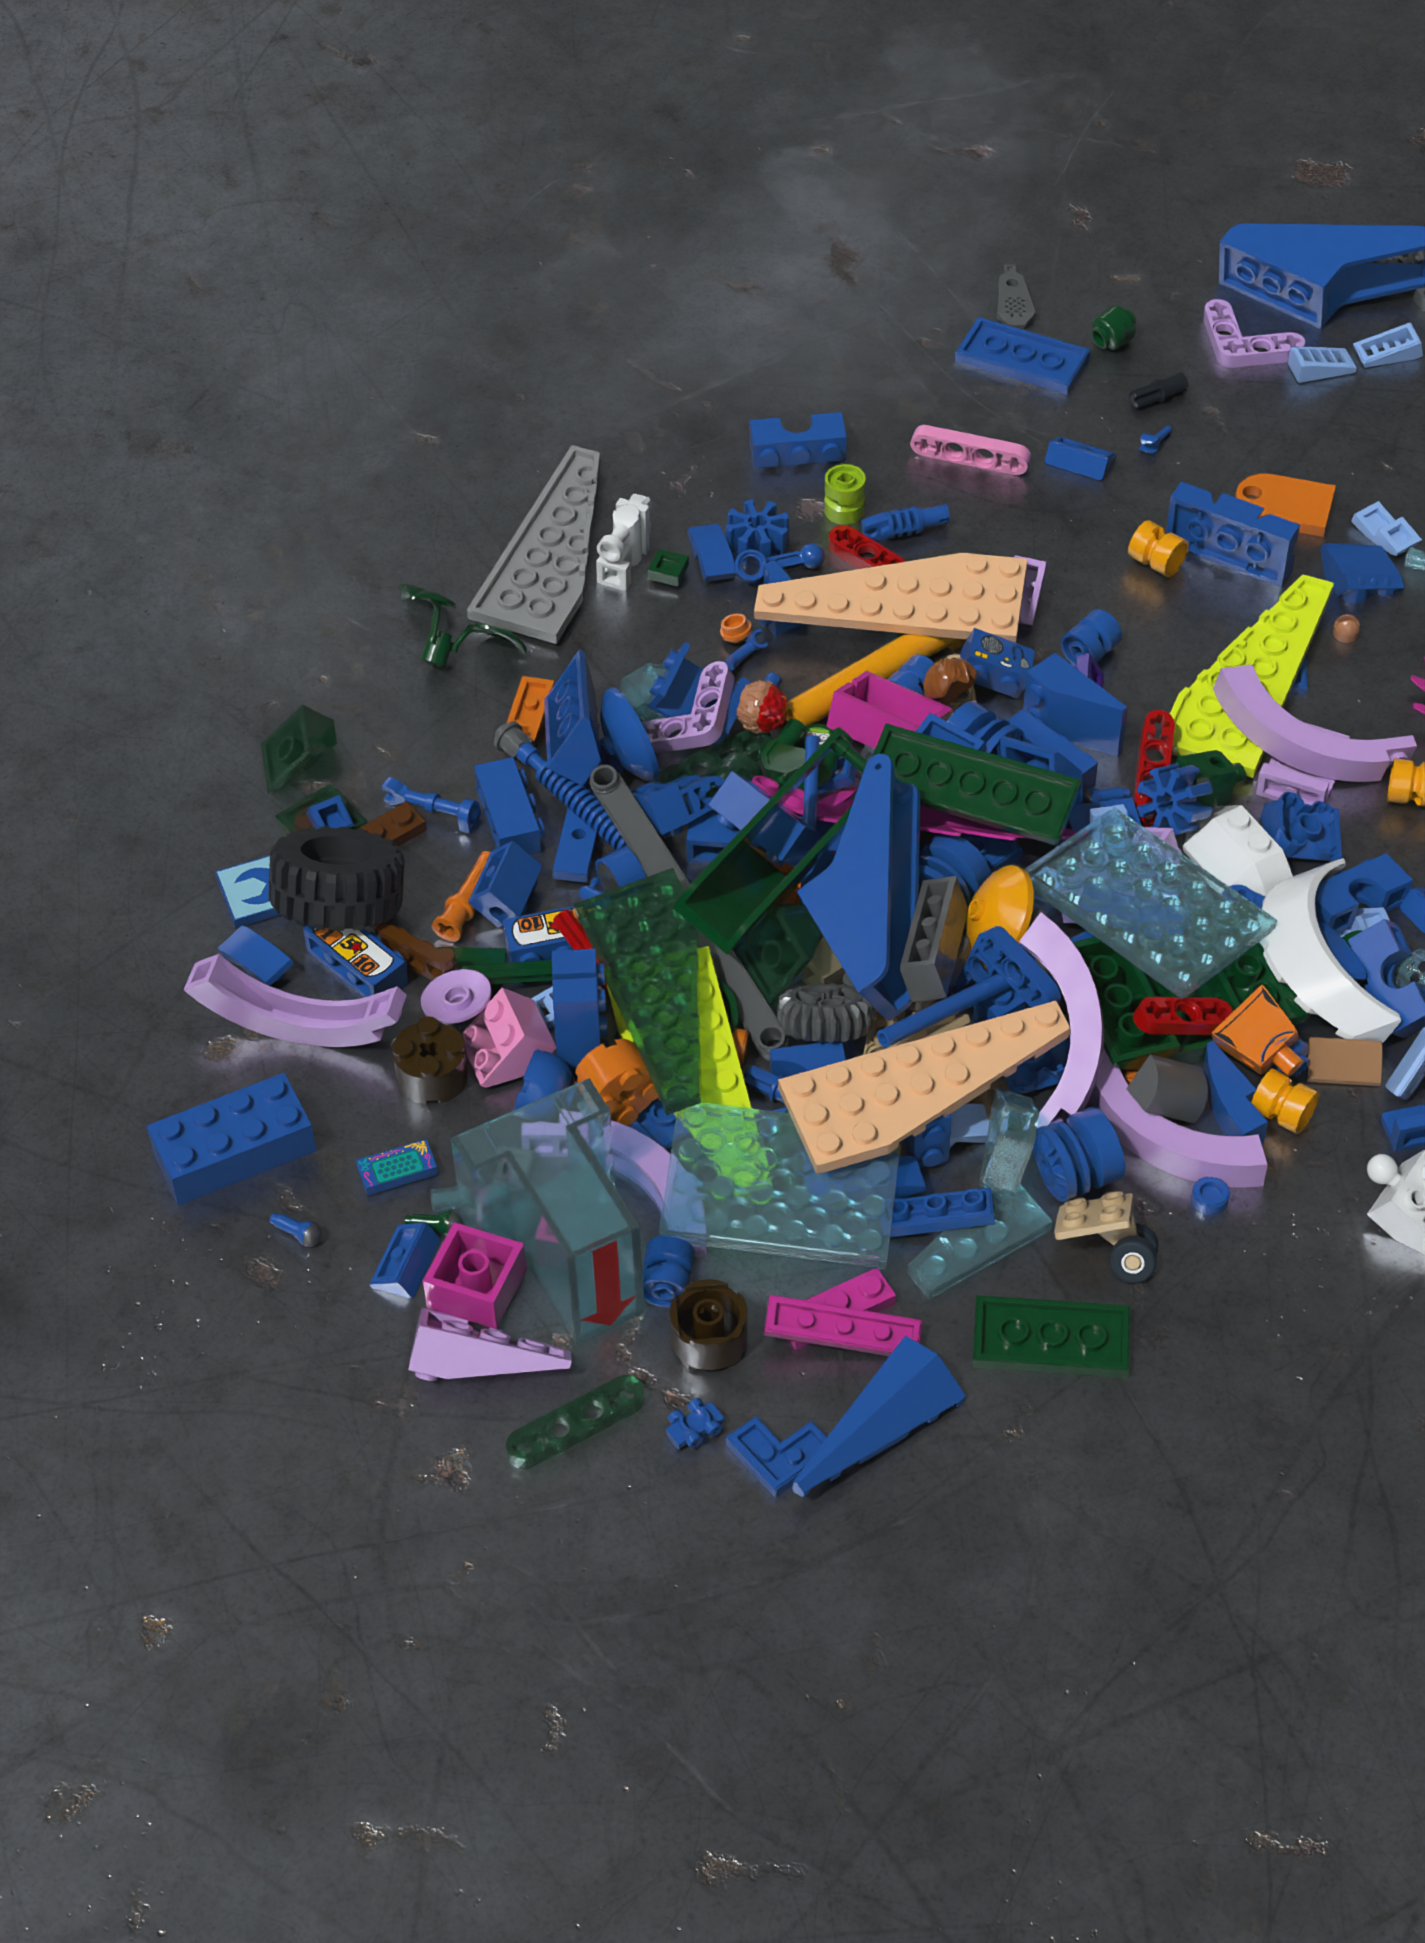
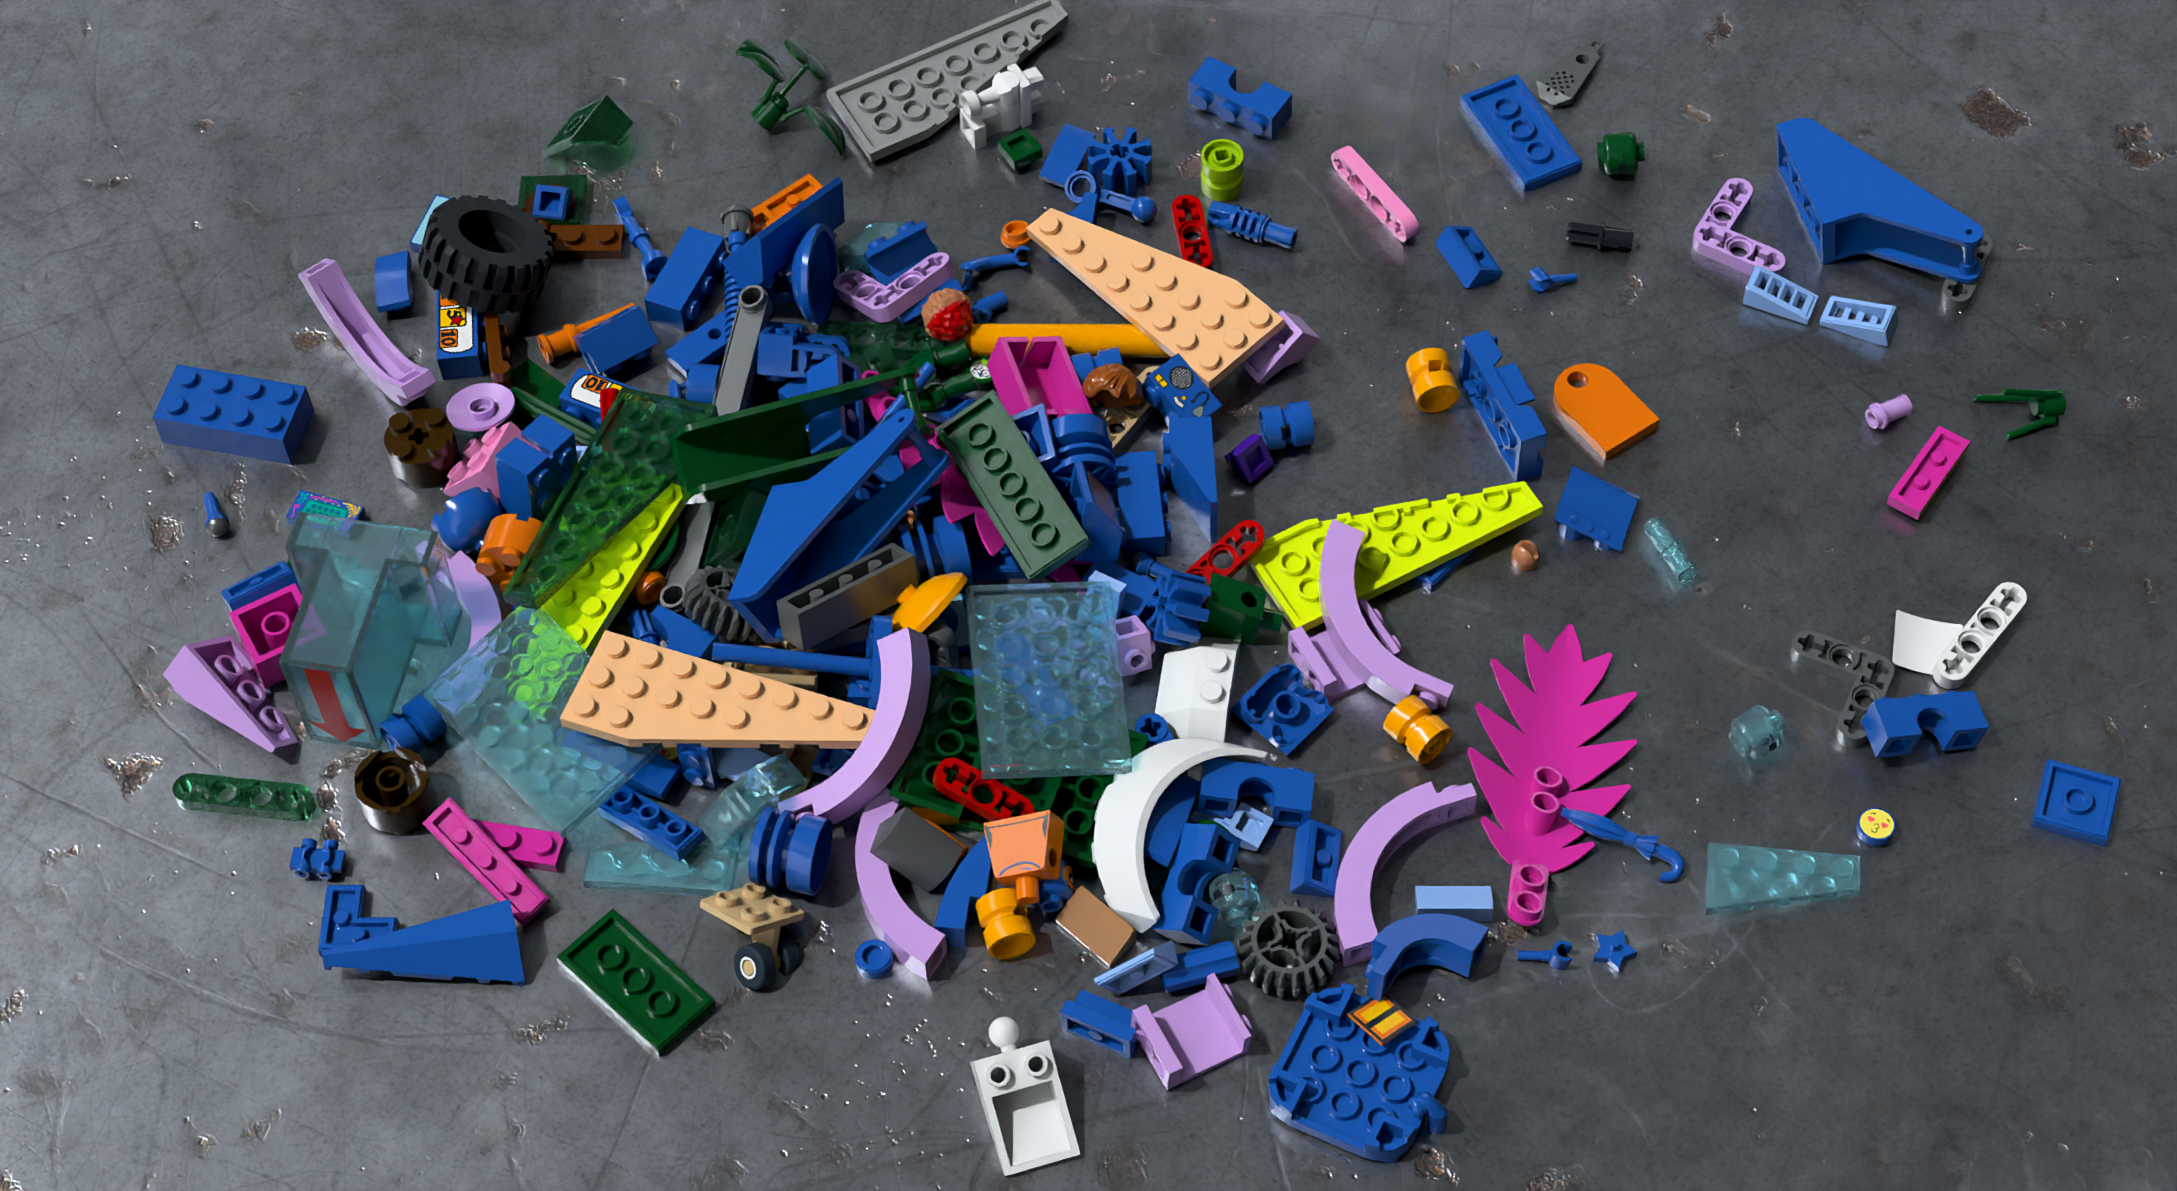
camera: 40 degrees right, 5 degrees up
(1384, 530) = (1662, 487): light blue slope -> none

